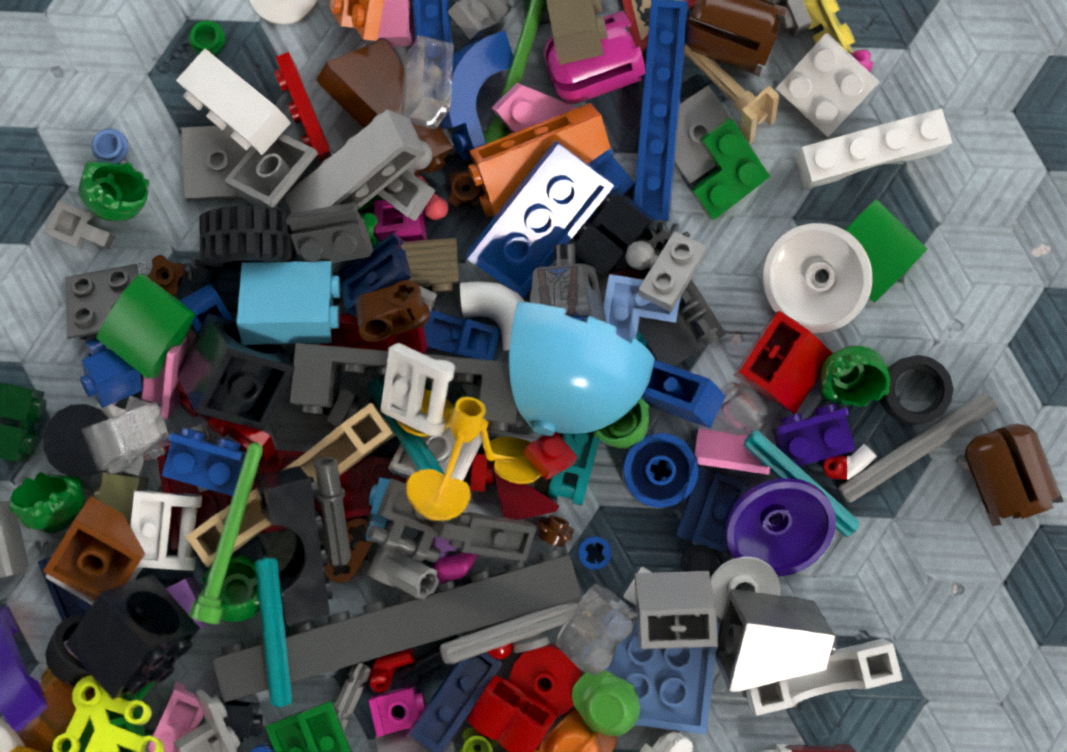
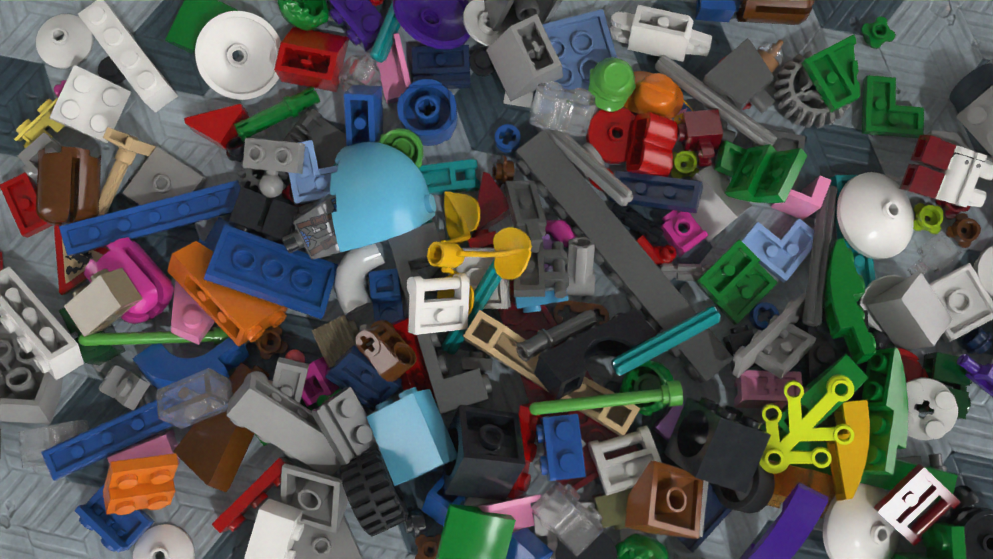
camera: 110 degrees left, 5 degrees down
(550, 455) = (448, 192): red plate -> none
(707, 233) = (235, 149): none -> black plate
(731, 295) = (272, 115): none -> green pin
(737, 170) = (182, 145): green plate -> none
(742, 223) = (218, 124): none -> red slope
(862, 119) = (109, 71): none -> black plate
(913, 93) = (72, 48): none -> white dish

